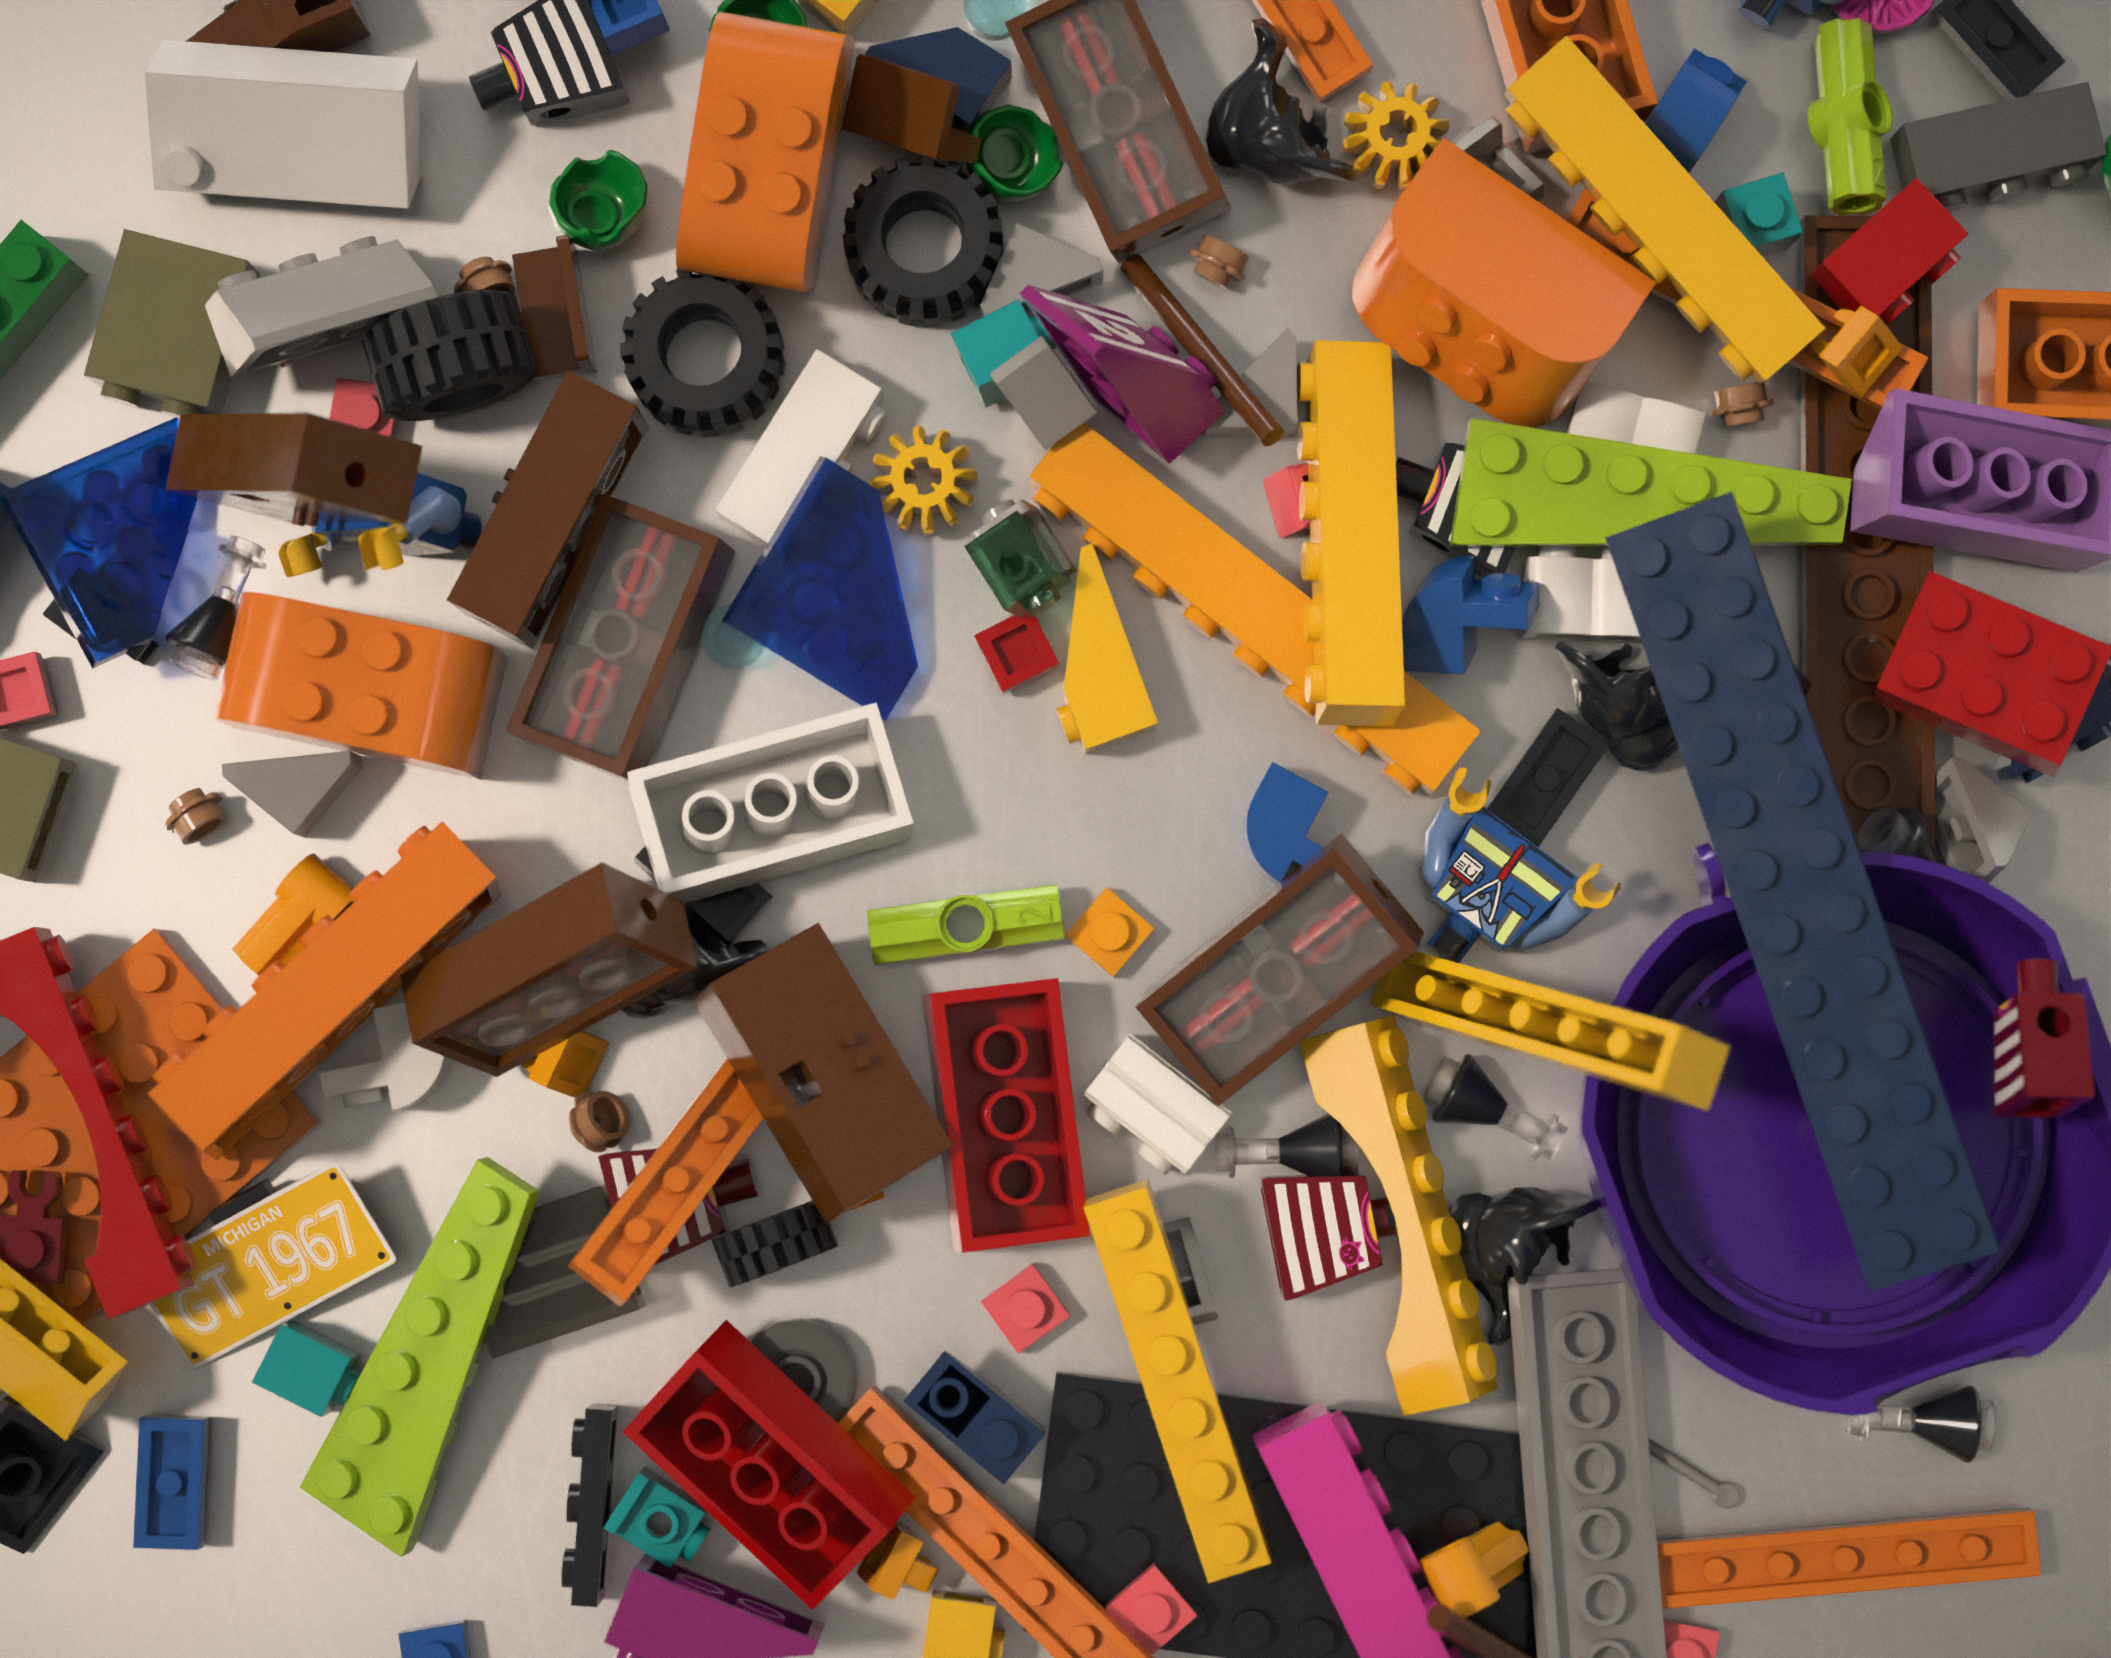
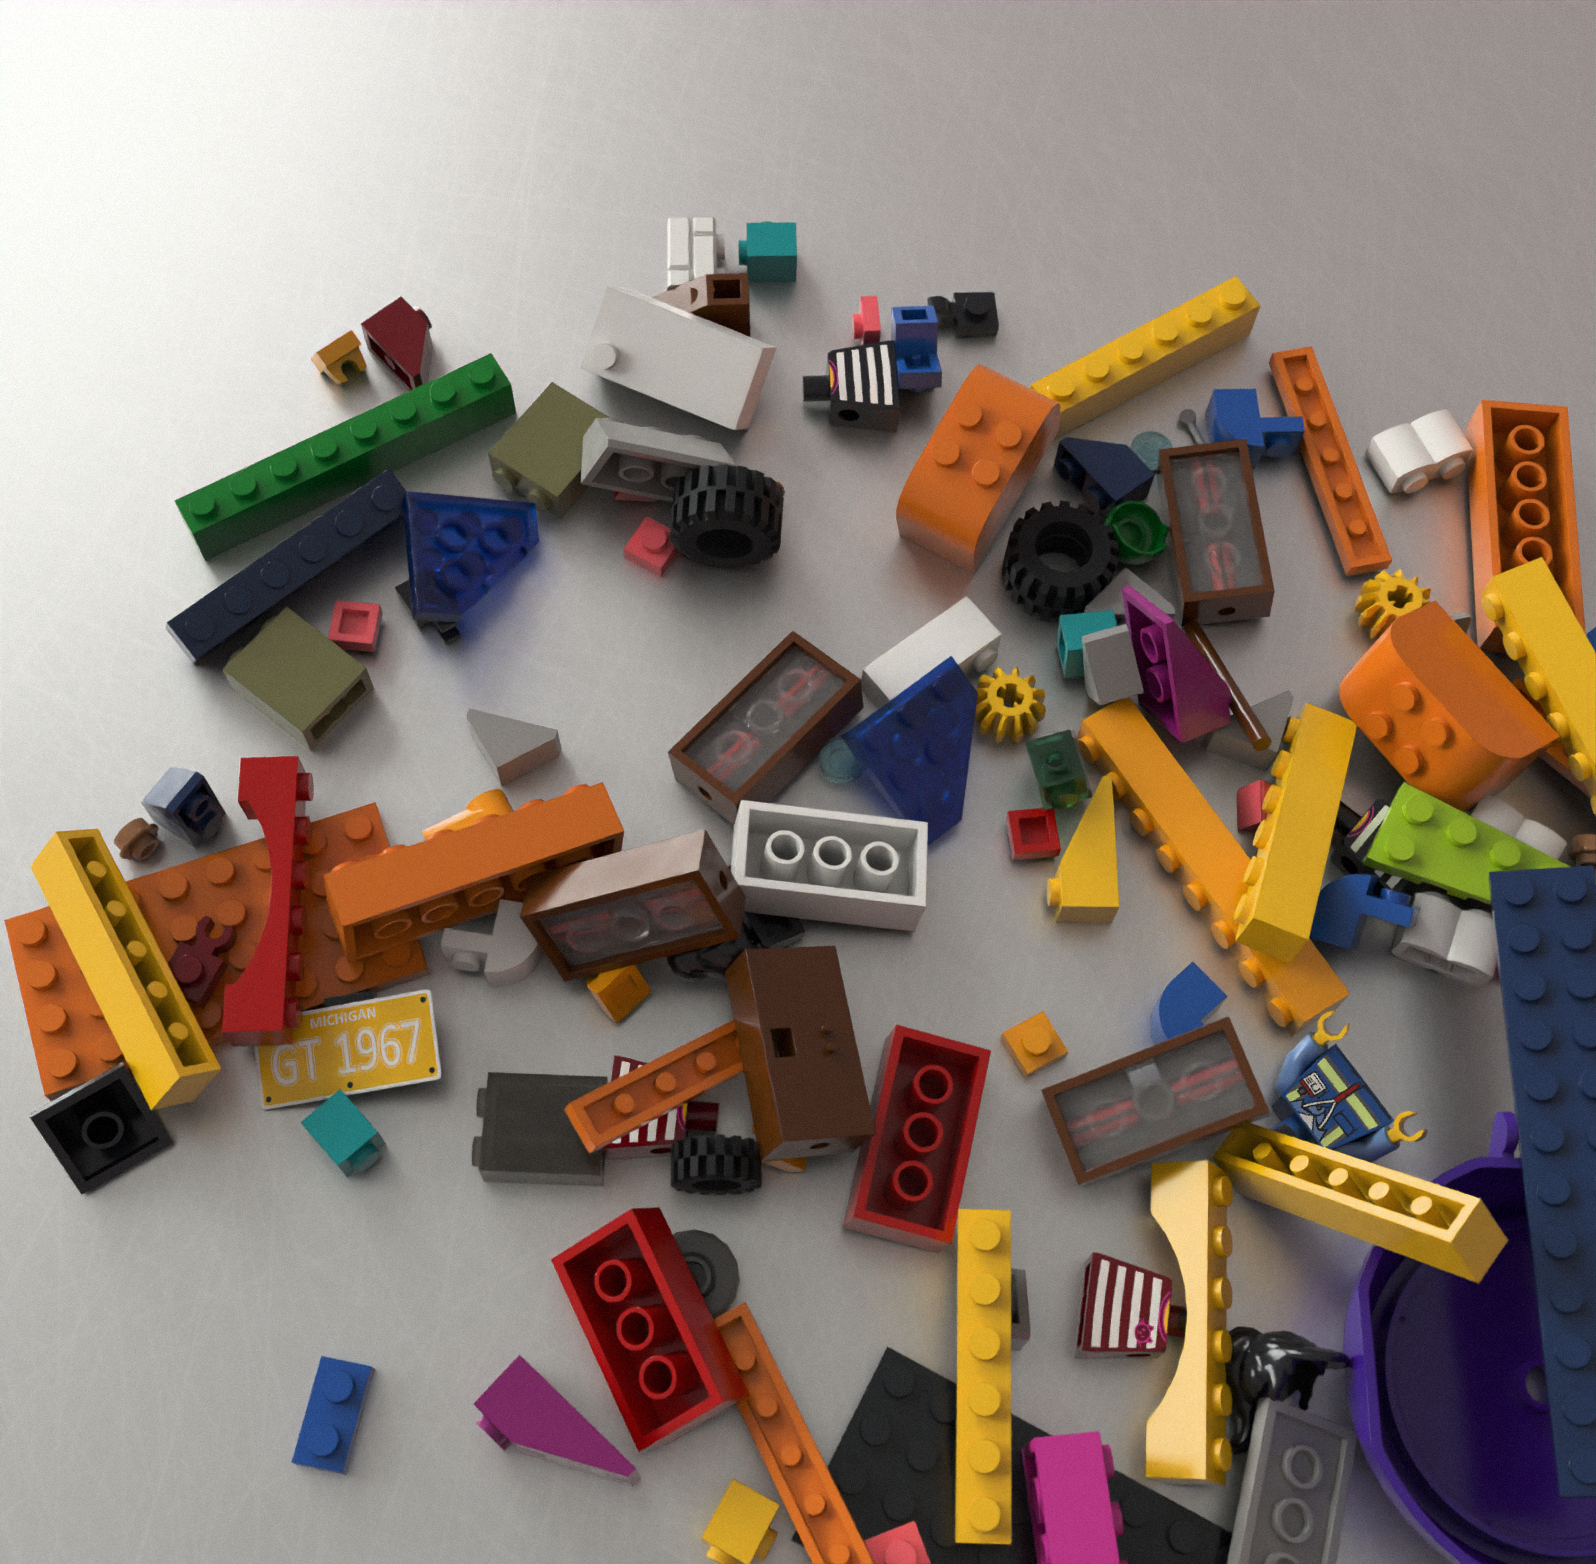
camera: 20 degrees right, 20 degrees down
(171, 1482) = (209, 1180): blue plate -> none
(195, 815) = (436, 743): medium nougat plate -> none
(205, 635) = (494, 635): piece -> none
(294, 467) = (601, 532): reddish brown brick -> none
(361, 684) = (594, 688): orange brick -> none
(405, 1404) = (396, 1187): lime wing -> none
(434, 526) = (647, 594): torso -> none
(547, 509) = (735, 636): reddish brown brick -> none
(555, 310) = (802, 527): reddish brown panel -> none
(590, 1504) = (504, 1312): black plate -> none
(598, 1120) = (623, 1037): medium nougat plate -> none
(599, 201) = (857, 472): green hair -> none
(654, 1494) = (537, 1323): teal brick -> none
(692, 300) = (897, 547): black tyre -> none
(897, 1562) = (713, 1443): light orange tile -> none
(907, 110) = (1078, 476): reddish brown panel -> none
(922, 932) = (966, 1004): lime piece -> none
(975, 1416) = (816, 1352): dark blue slope -> none
(1025, 1308) = (880, 1291): coral plate -> none
(1155, 1105) = (1028, 1174): white brick -> none
(1218, 261) = (1251, 643): medium nougat plate -> none
(1264, 128) = (1310, 576): black piece -> none
(1313, 1150) = (1139, 1247): piece -> none
(1467, 1096) = (1263, 1255): piece -> none
(1547, 776) = (1390, 1046): black plate -> none
(1621, 706) = (1466, 1025): black piece -> none

